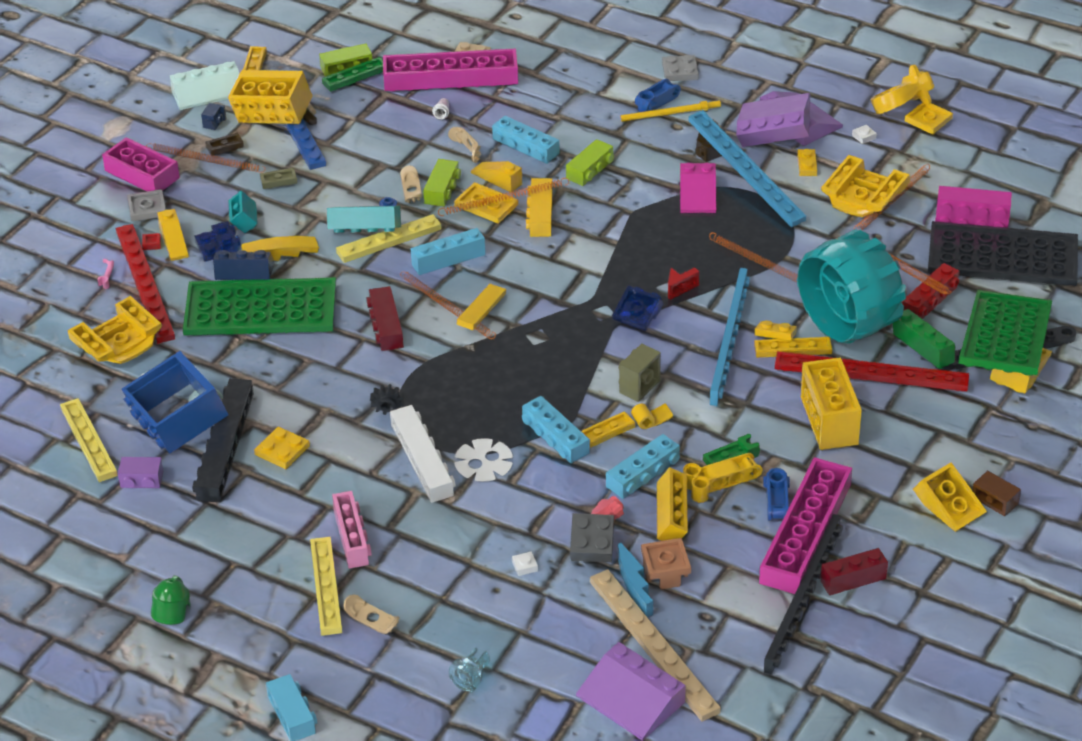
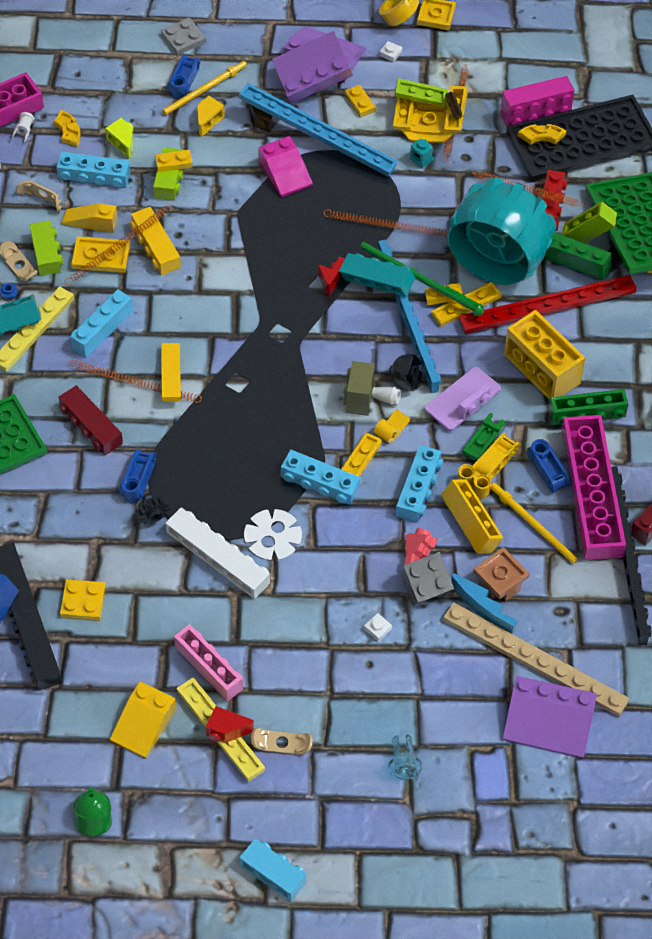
camera: 30 degrees left, 15 degrees up
(266, 552) = (143, 719): none -> yellow slope
(329, 580) = (227, 725): none -> red slope
(396, 370) = (137, 476): none -> blue piece
(488, 91) = (23, 126): none -> white piece
(529, 105) = (69, 127): none -> yellow tile
(568, 123) = (121, 136): none -> neon yellow slope
(597, 150) = (173, 160): none -> yellow plate
(637, 307) = (312, 318): clear blue plate -> none
(657, 130) = (209, 114): none -> yellow slope
(666, 390) = (387, 394): none -> white cone
(695, 376) = (406, 372): none -> black cylinder
(719, 291) = (377, 274): none -> teal brick
(719, 509) = (508, 499): none -> yellow bar
(735, 417) = (463, 398): none -> lavender bracket
(795, 348) = (477, 308): none -> green bar
(833, 217) = (422, 149): none -> teal brick
(861, 166) = (420, 92): none -> lime plate
(865, 464) = (605, 403): none -> green brick
(885, 184) = (454, 106): none -> dark brown piece
(953, 314) = (590, 223): none -> lime brick
(954, 233) = (542, 133): none -> yellow tile

